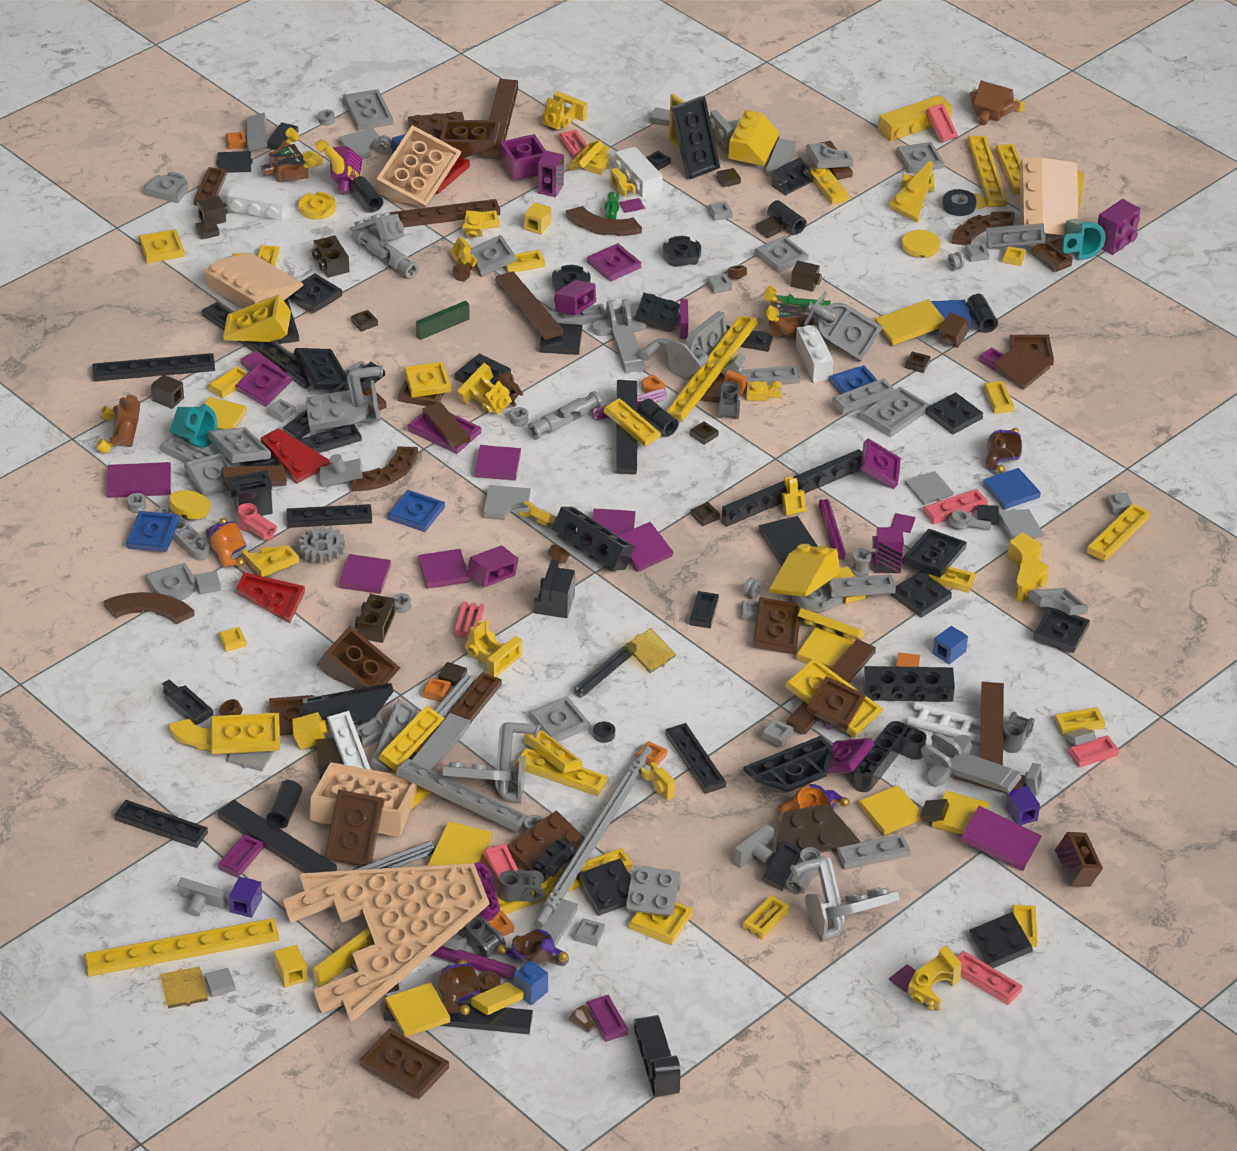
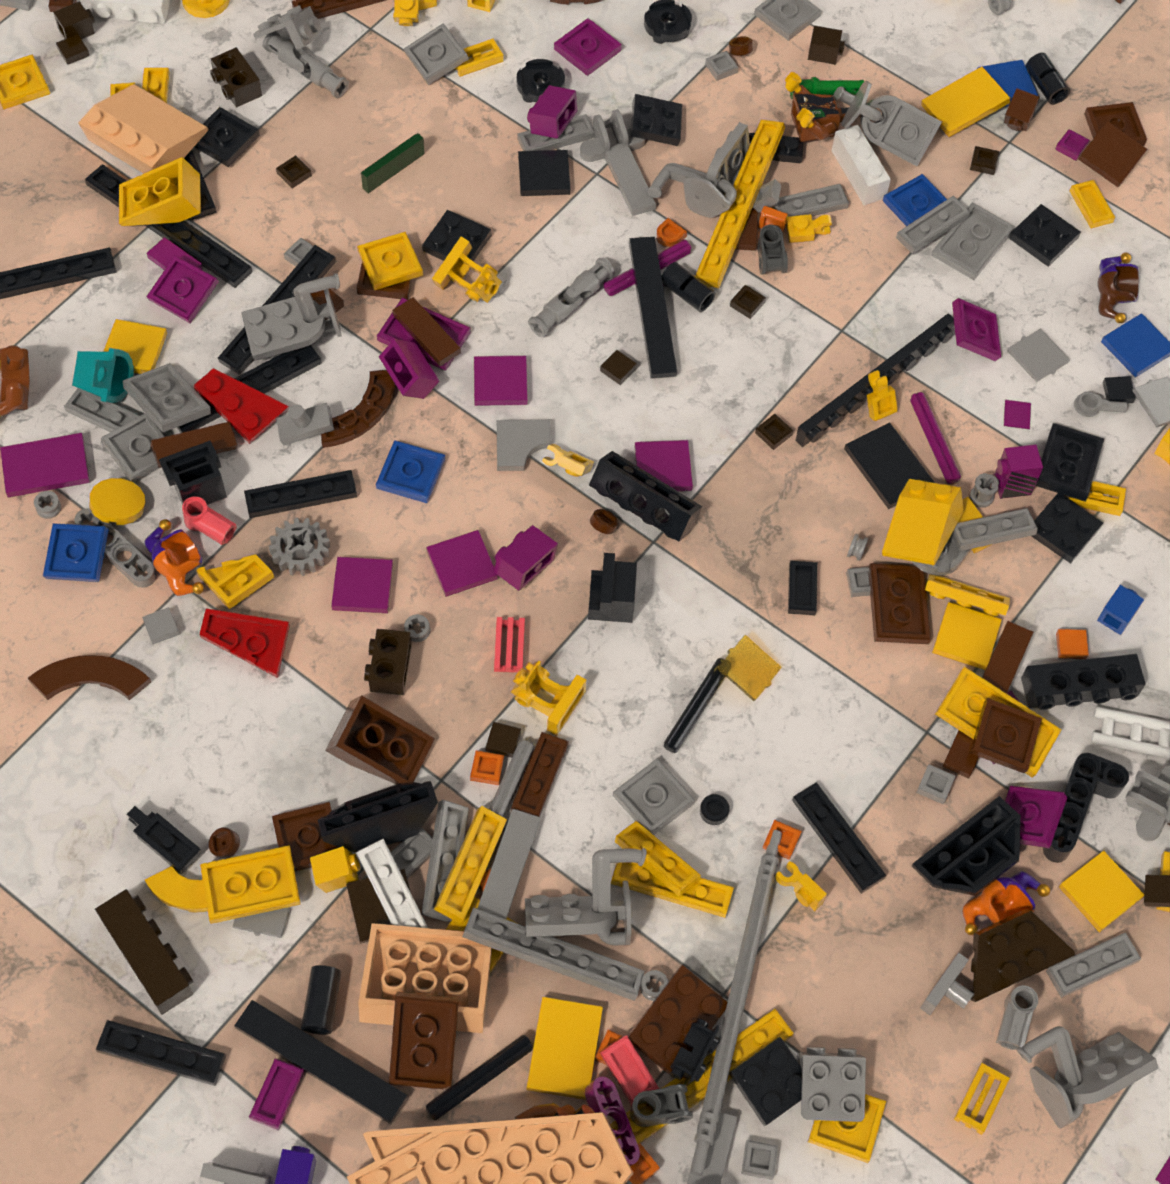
camera: 10 degrees left, 20 degrees up
(161, 763) = (144, 951): none -> dark brown brick
(167, 391) = (60, 318): dark brown brick -> none
(172, 581) = (113, 631): light grey tile -> none
(226, 383) = (134, 292): yellow tile -> none
(232, 639) = (207, 717): yellow tile -> none
(281, 410) = (211, 328): light grey tile -> none
(320, 367) = (252, 257): black tile -> none
(427, 445) = (408, 368): none -> magenta brick
(461, 252) = (398, 54): yellow plate -> none
(462, 271) = (403, 83): reddish brown rock -> none
(508, 381) = (493, 257): reddish brown piece -> none
(519, 416) = (509, 298): light grey bush -> none
(529, 305) = (497, 128): reddish brown tile -> none
(592, 463) = (618, 367): none -> dark brown tile
(632, 422) = (660, 303): yellow tile -> none
(649, 546) = (716, 495): magenta tile -> none
(684, 318) = (690, 127): magenta tile -> none
(779, 867) = (987, 1011): black tile -> none
(943, 509) = (1076, 381): coral tile -> none

